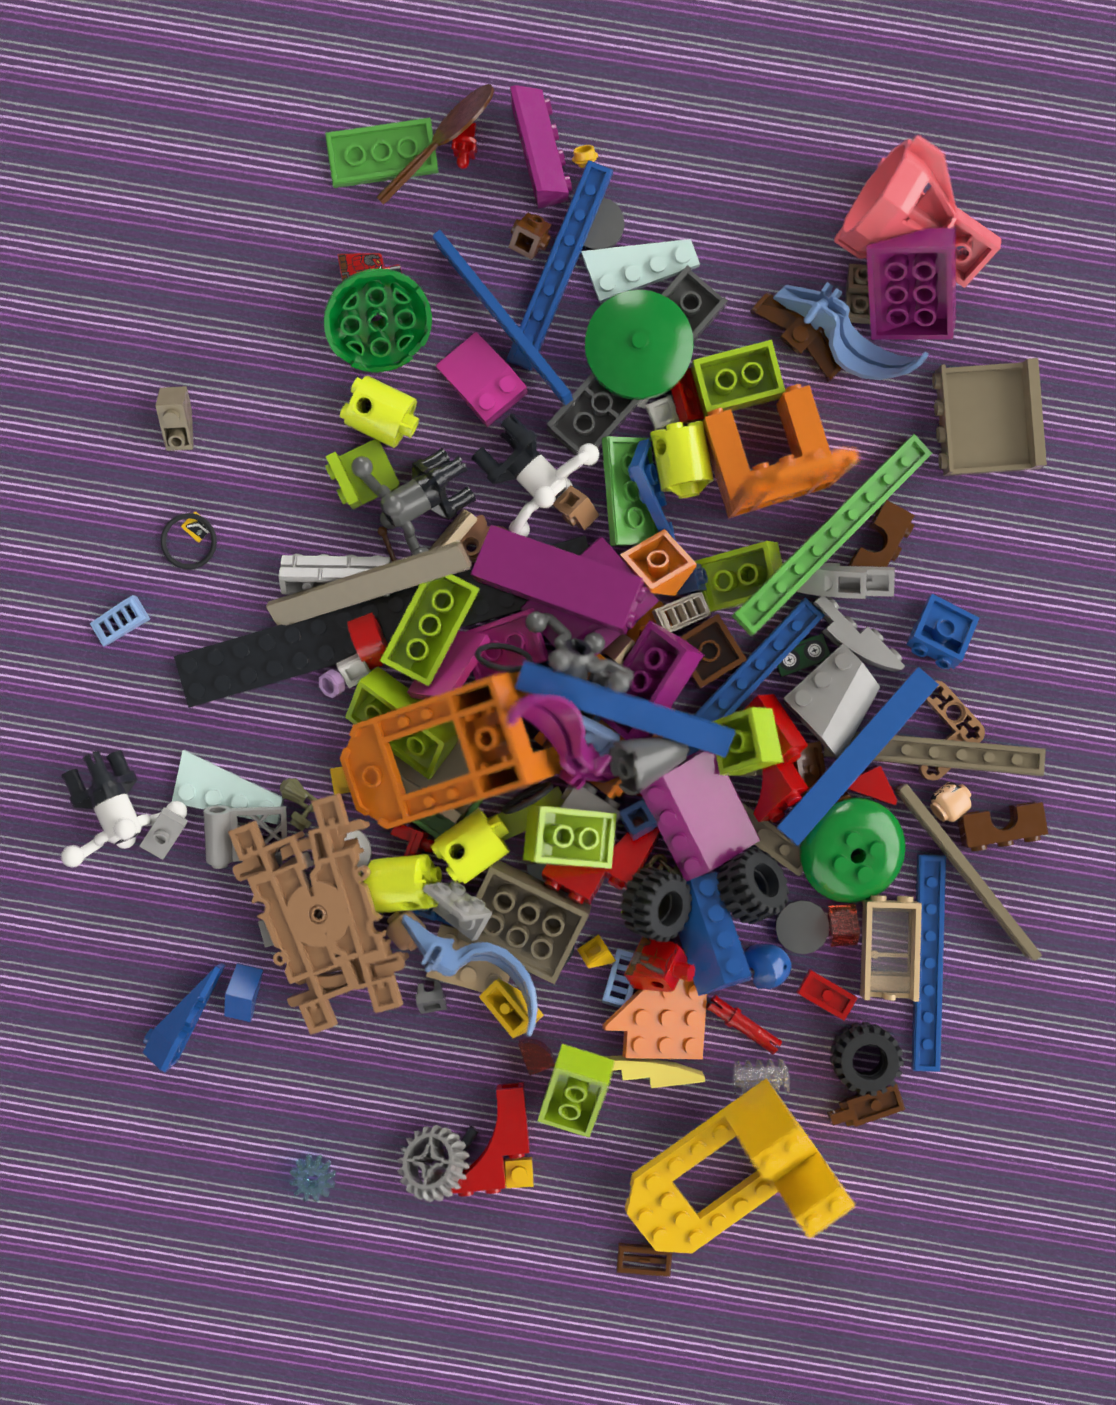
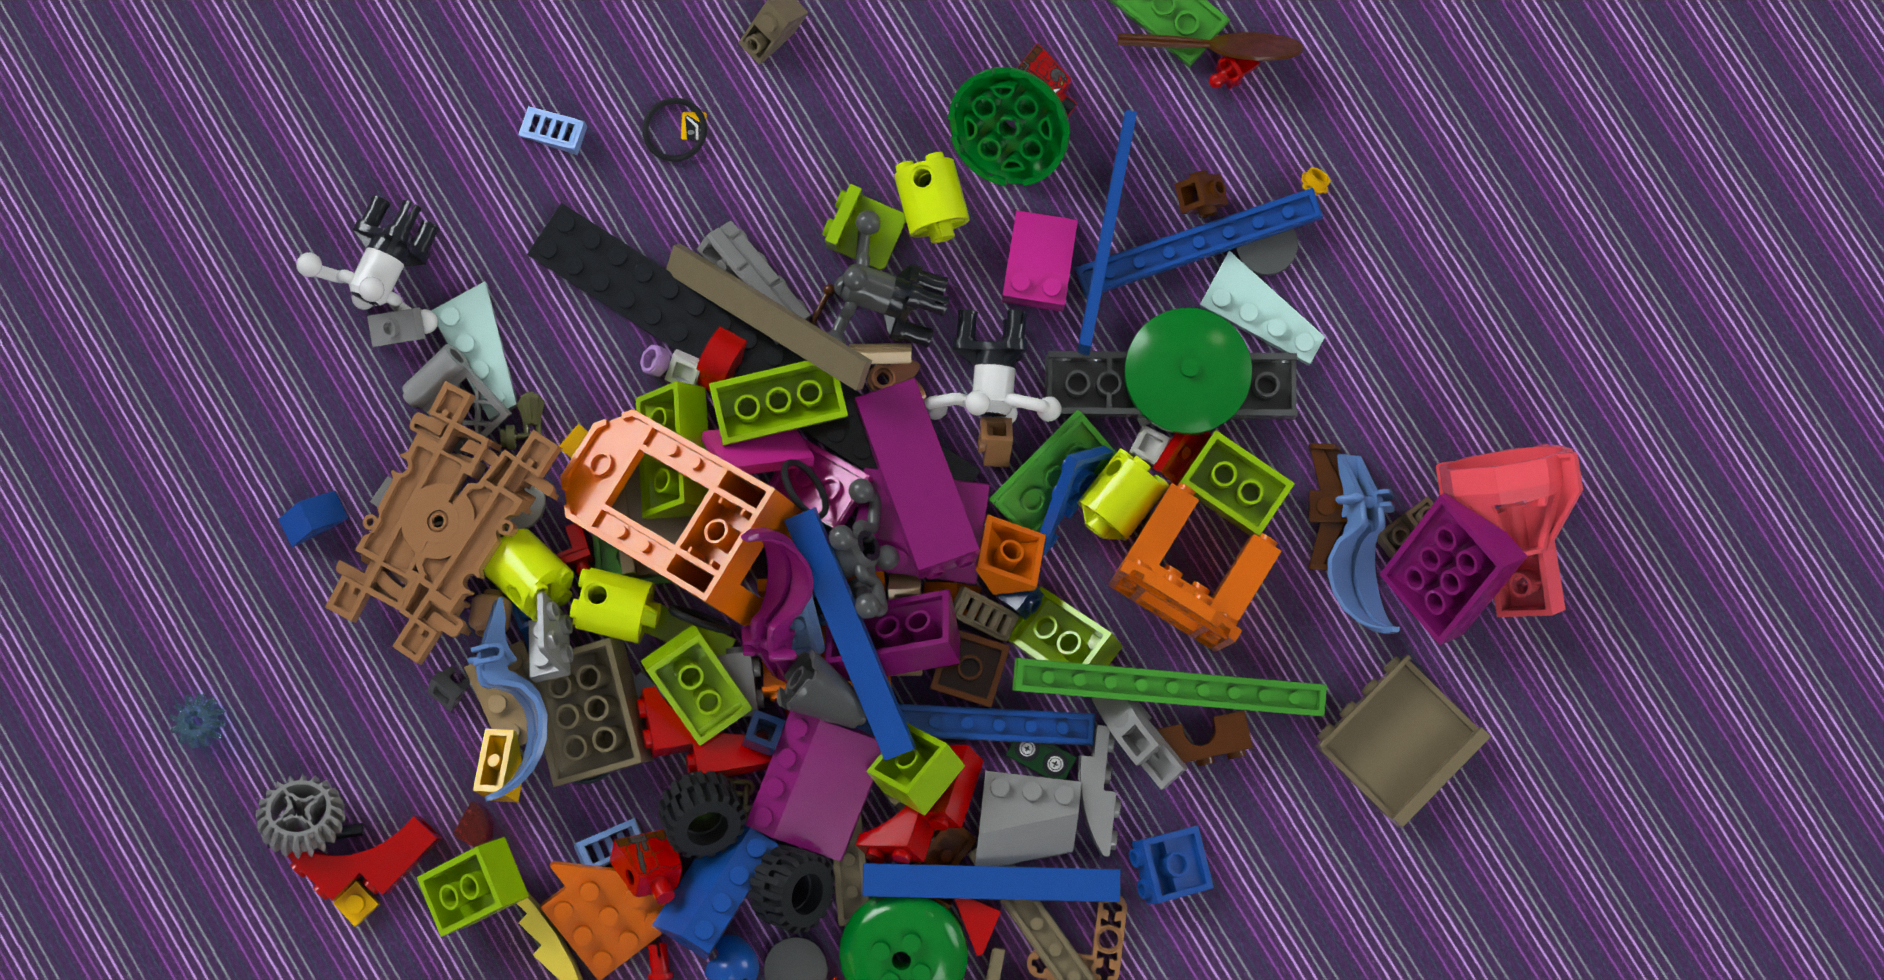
camera: 50 degrees right, 5 degrees down
(171, 1035) = (222, 486): blue wedge -> none
(539, 146) = (1287, 135): magenta slope -> none
(596, 953) = (613, 802): yellow slope -> none

